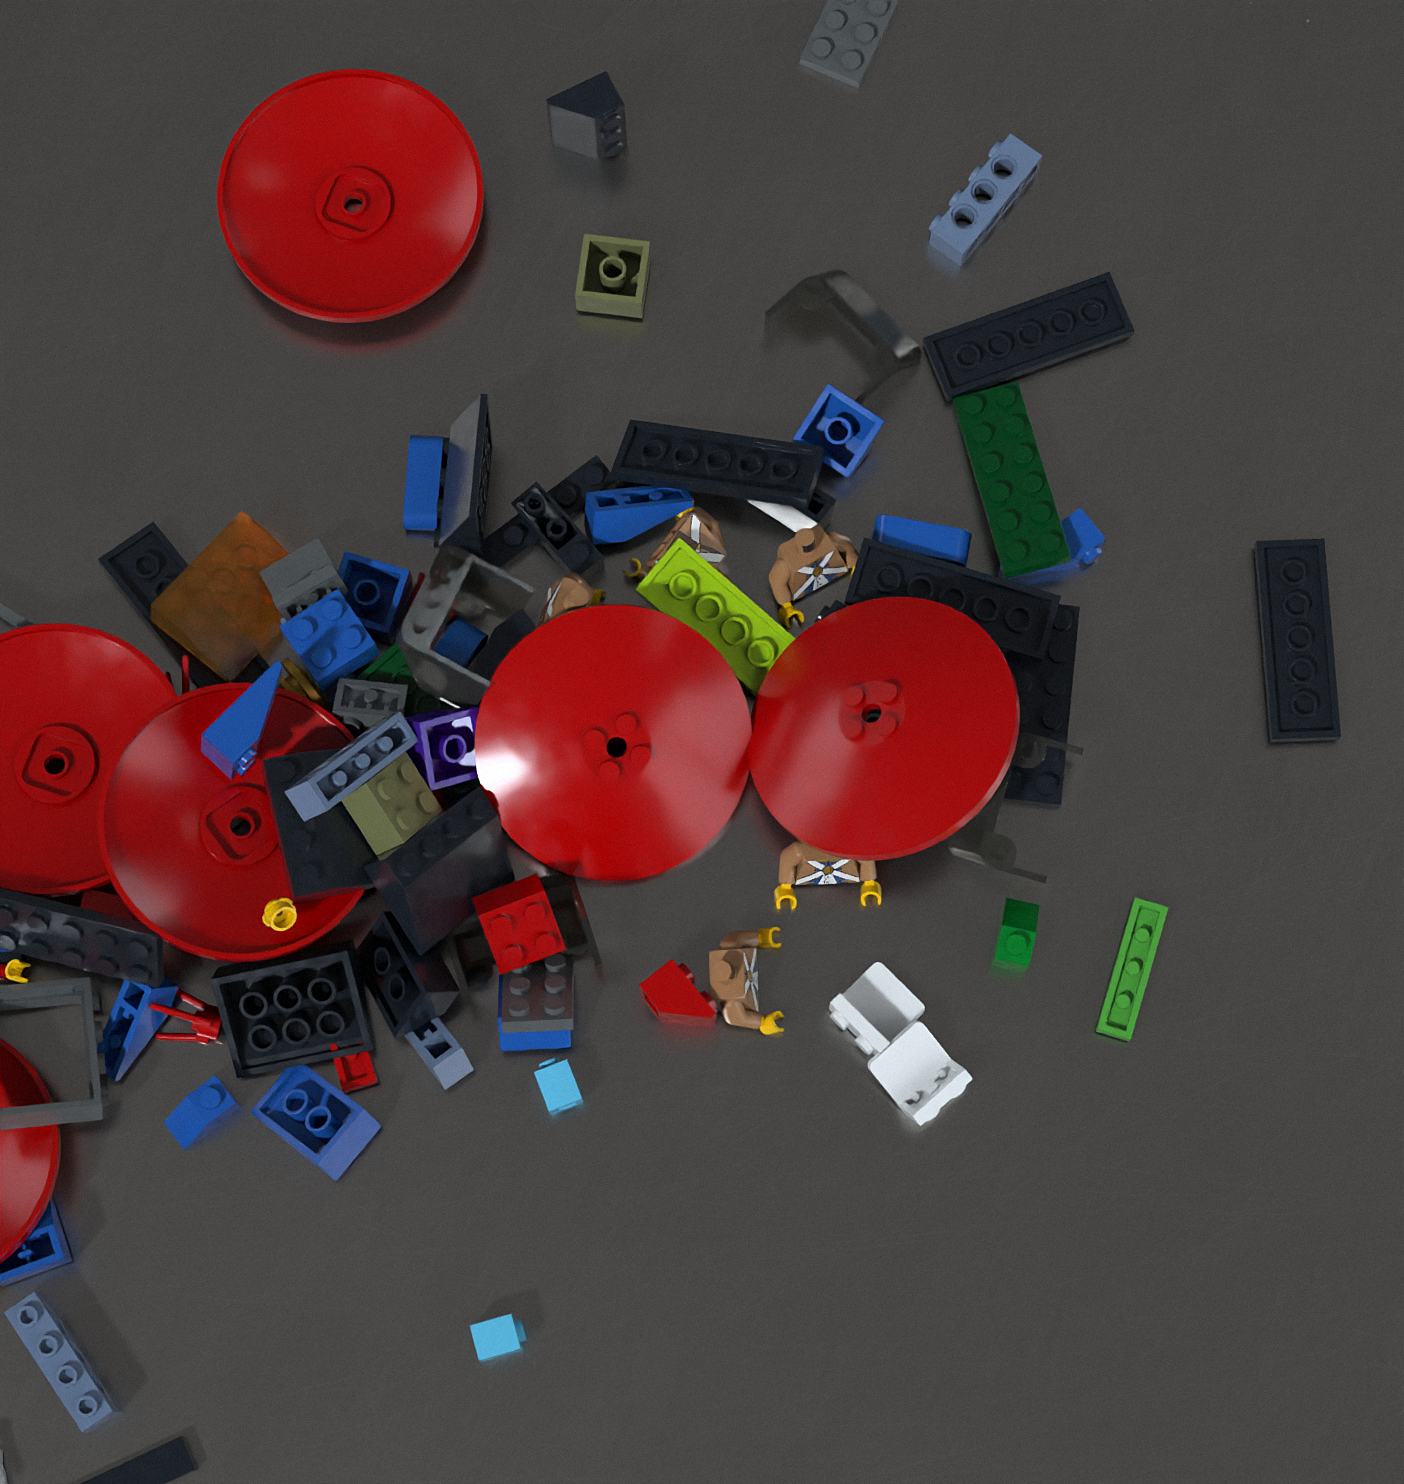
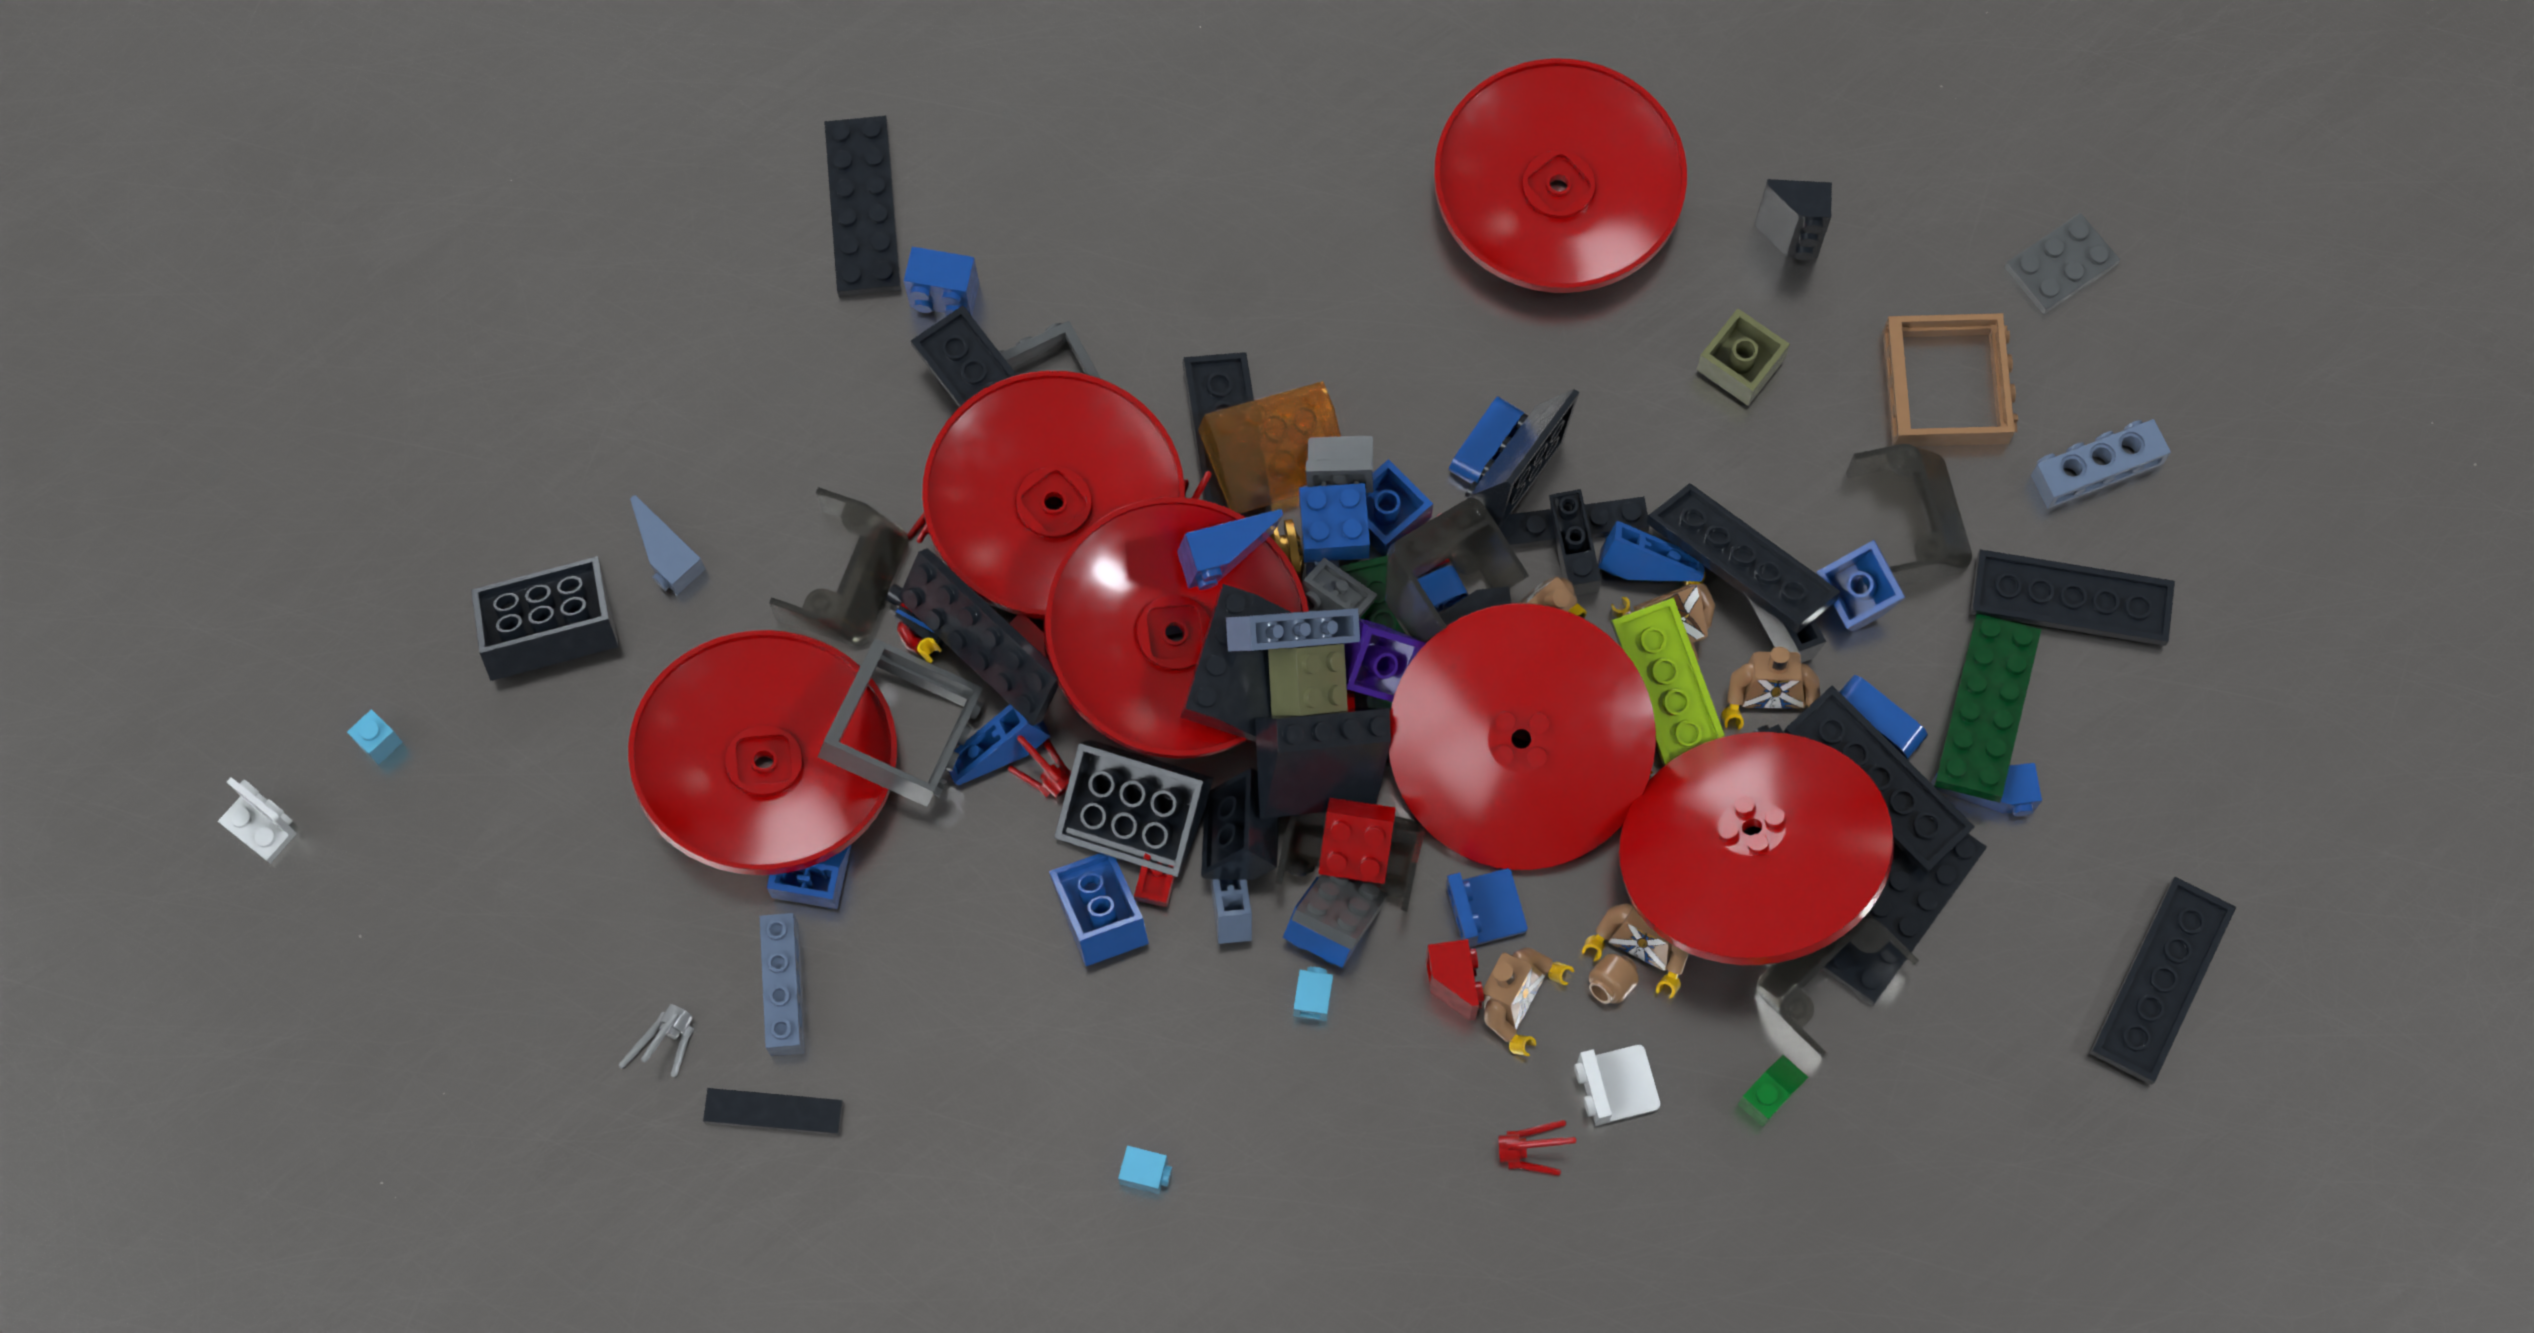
camera: 30 degrees right, 5 degrees down
(201, 1112) = (1010, 848): blue slope -> none
(280, 914) = (1162, 723): yellow plate -> none
(668, 915) = (1486, 906): none -> blue bracket
(817, 1121) = (1514, 1147): none -> red plant
(819, 916) = (1613, 979): none -> medium nougat head
(847, 155) = (1950, 325): none -> medium nougat window
(918, 1073) = (1622, 1155): white bracket -> none
(1131, 969) = (1857, 1175): bright green plate -> none

